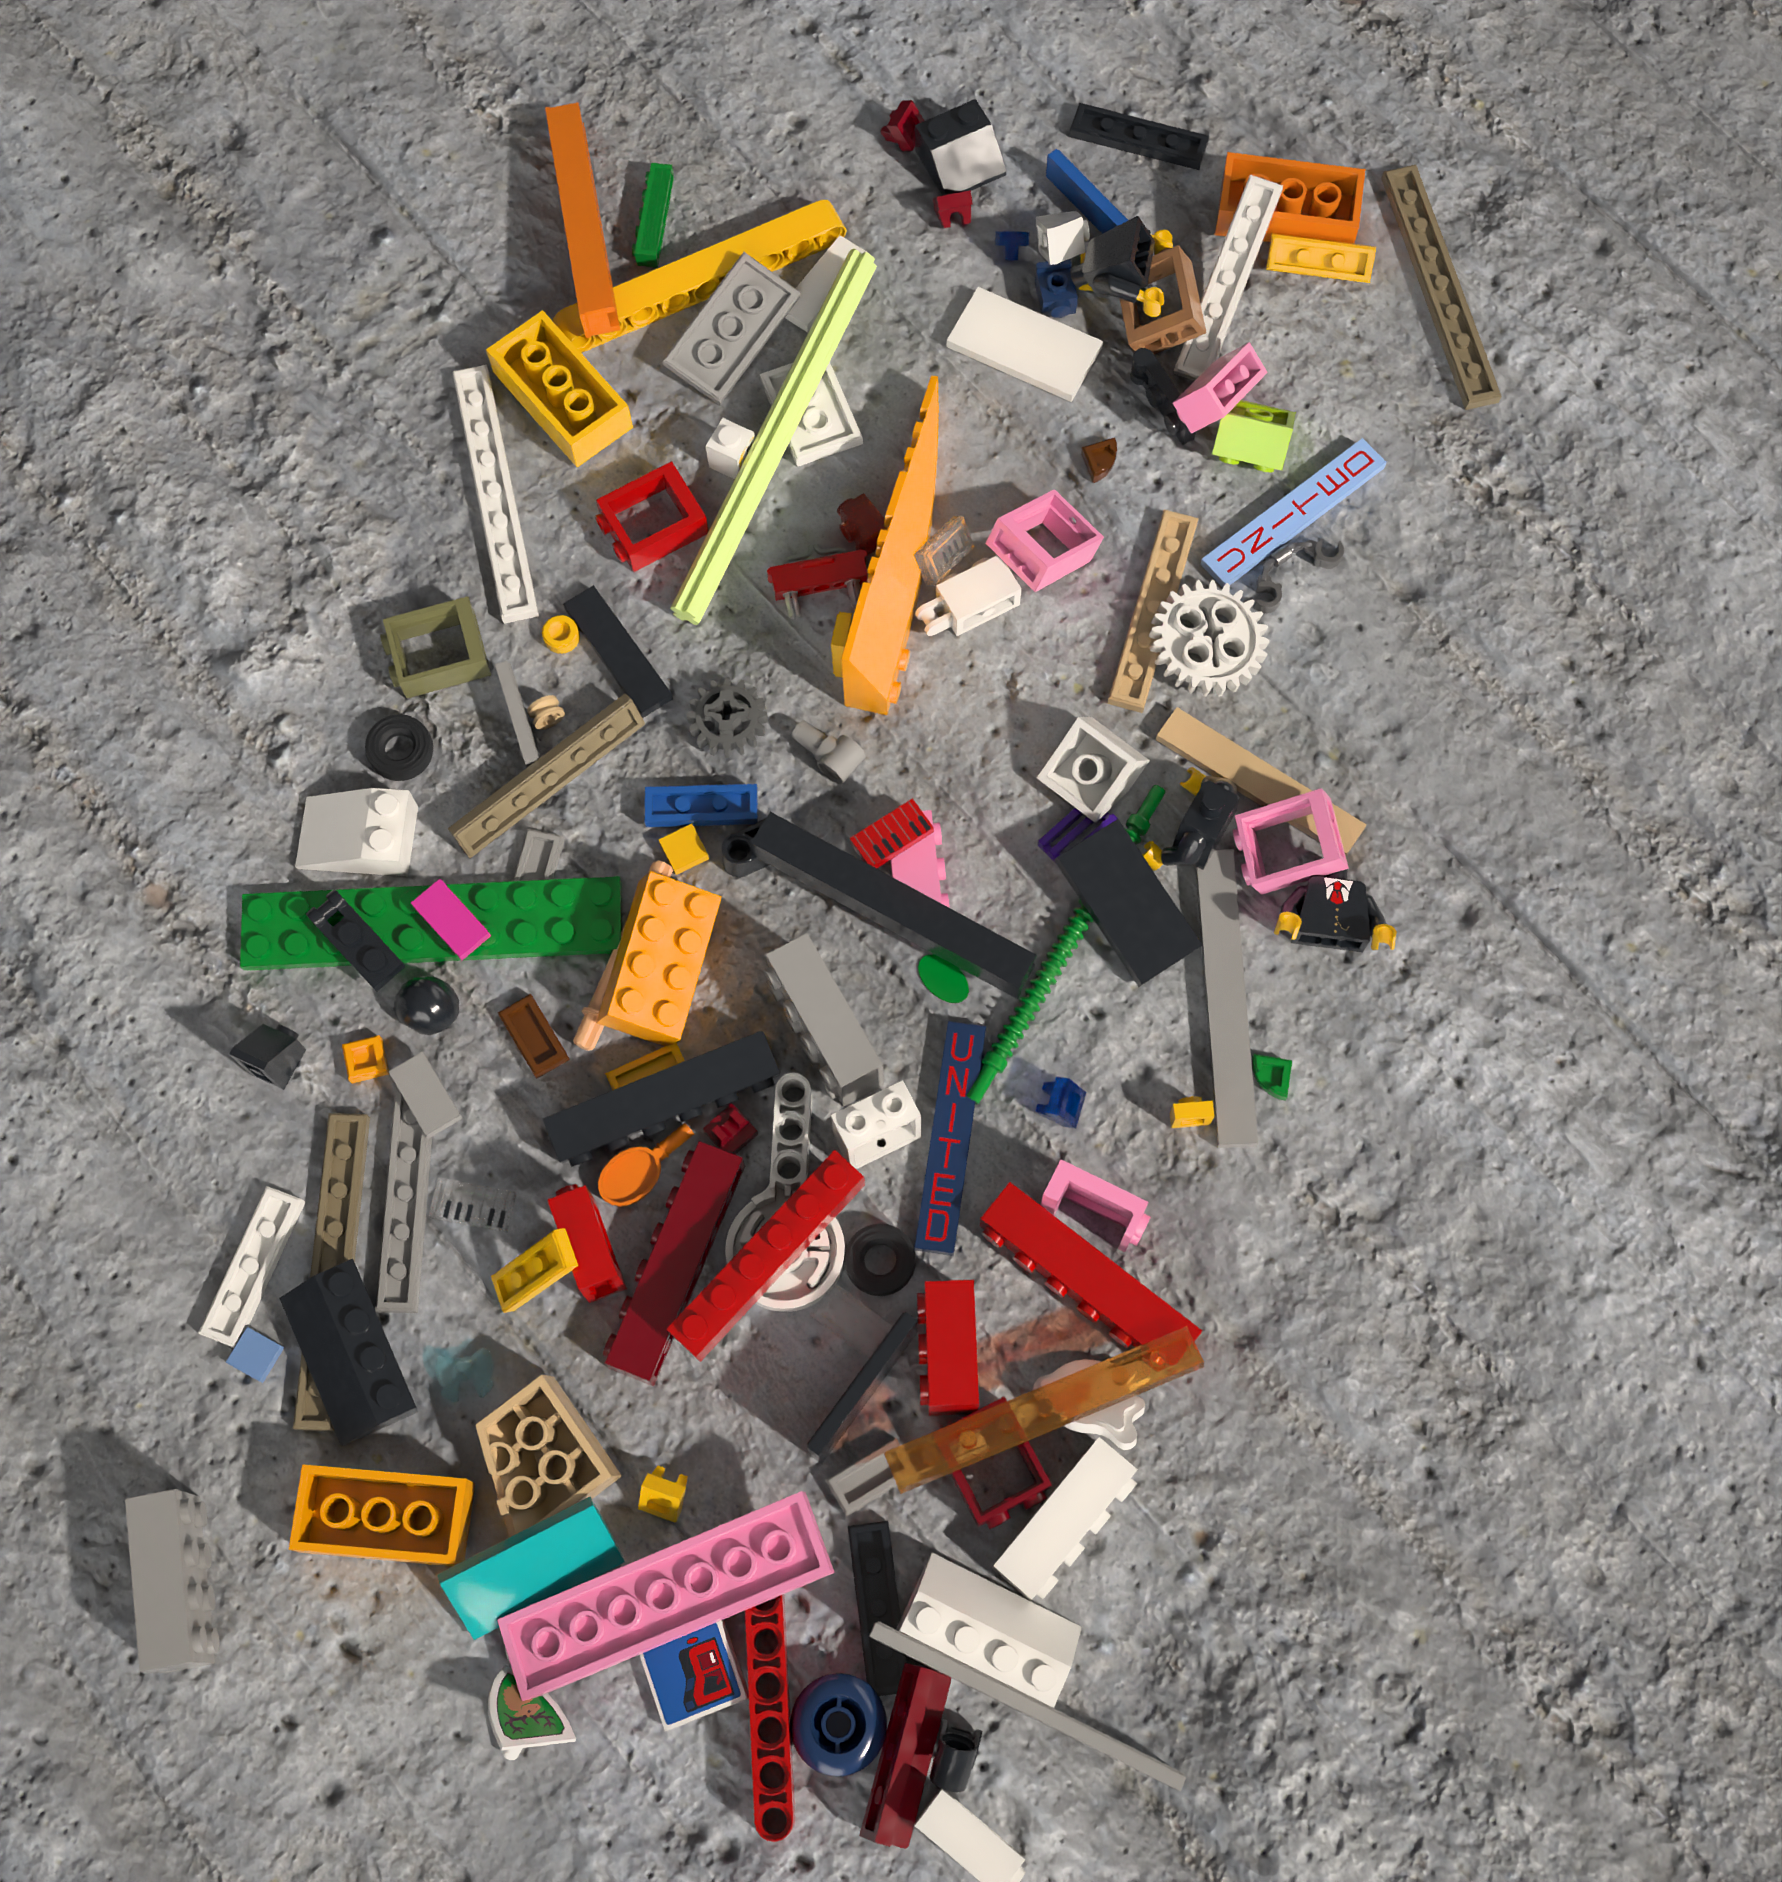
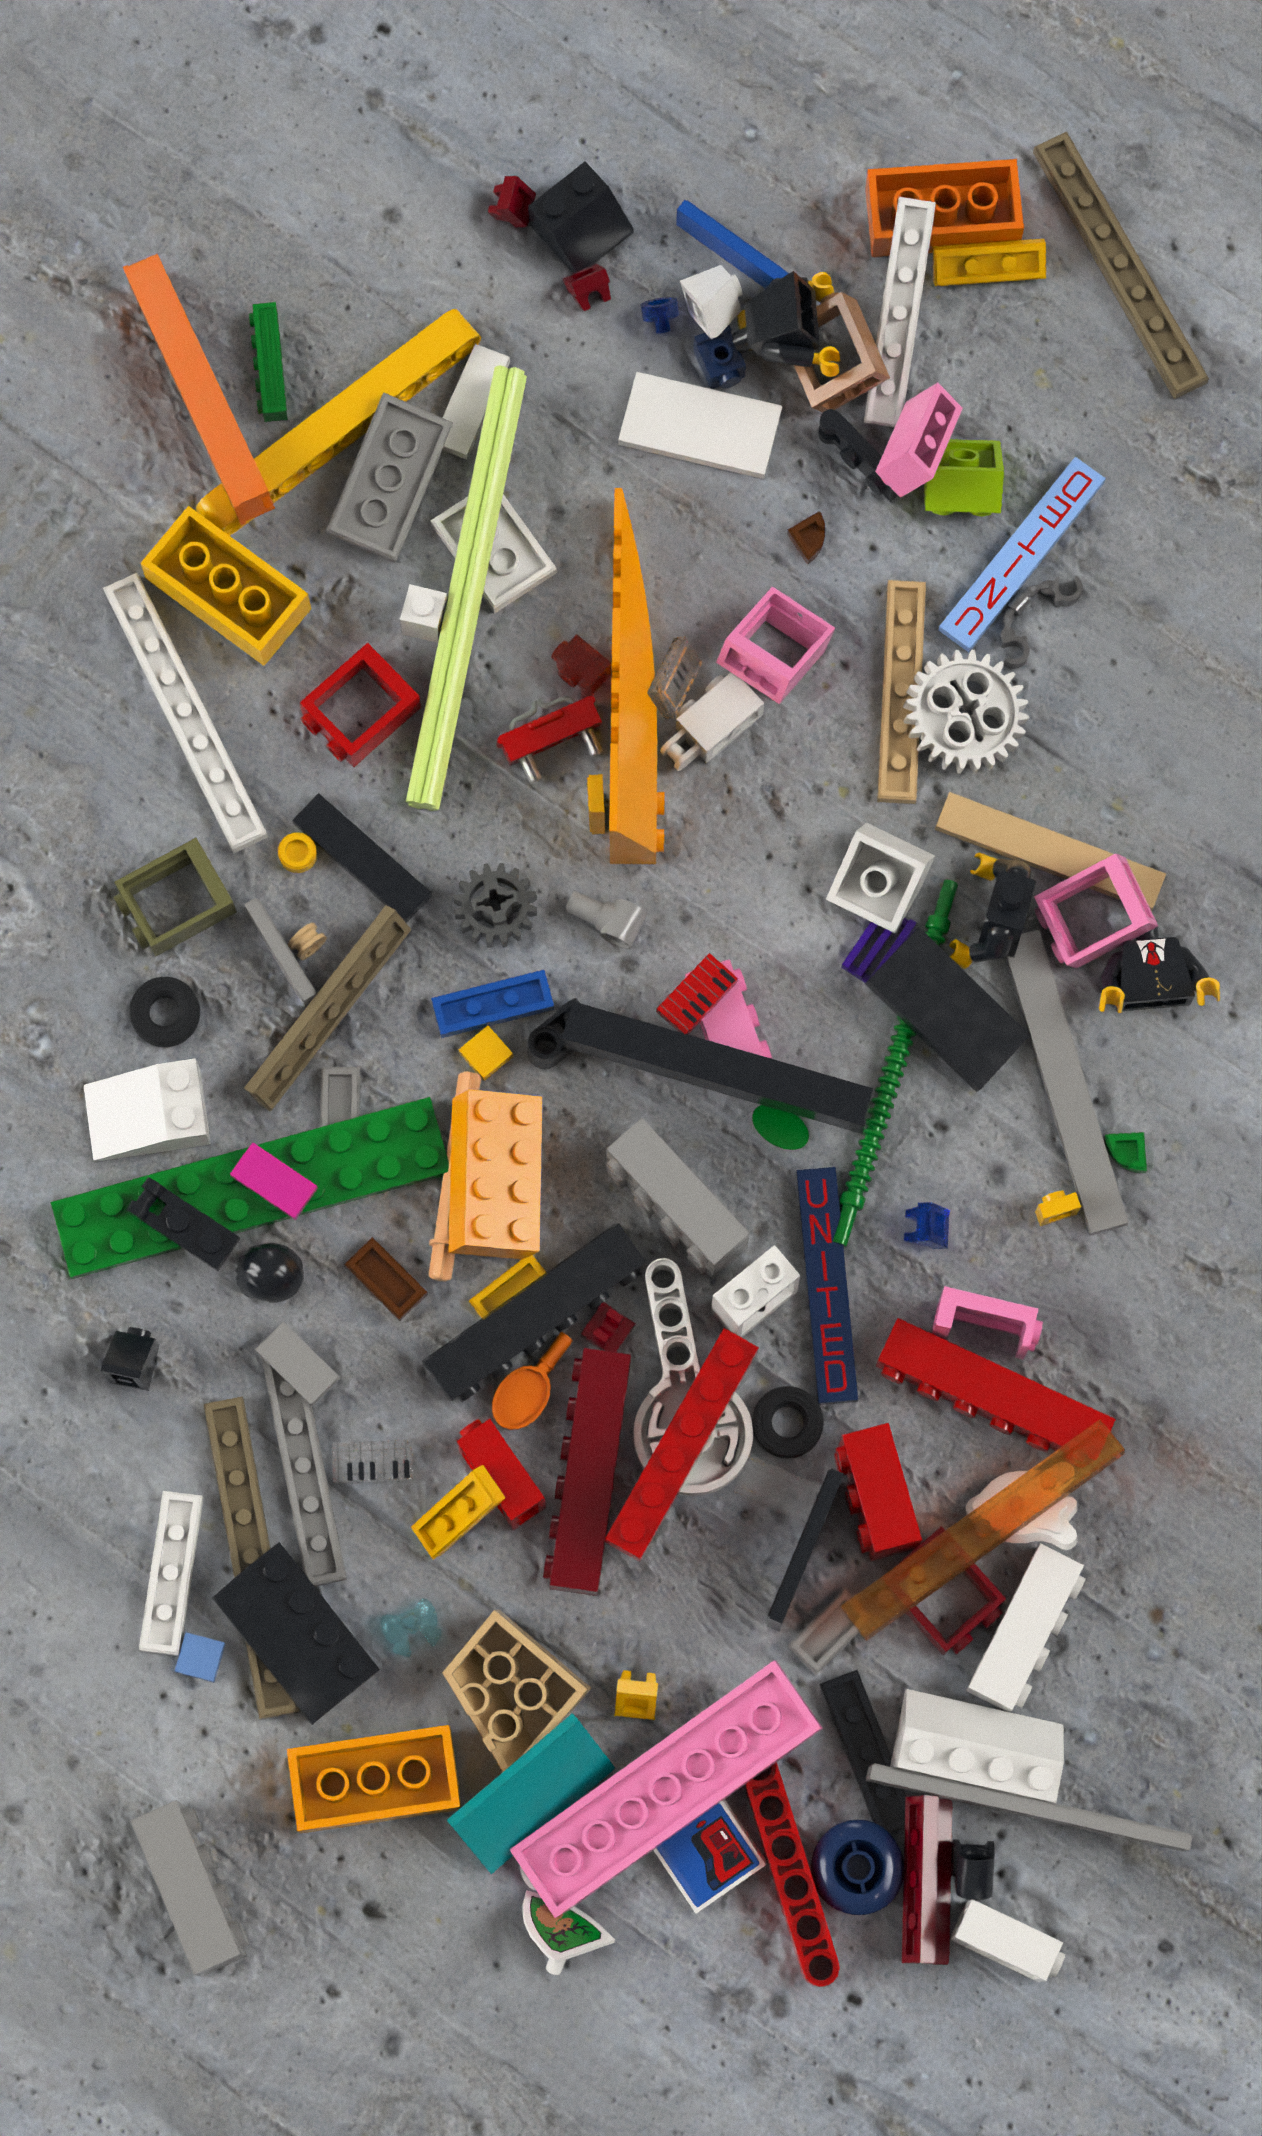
camera: 15 degrees left, 5 degrees up
(365, 1059) = (223, 1341): light orange tile -> none
(1139, 136) = (765, 158): black tile -> none

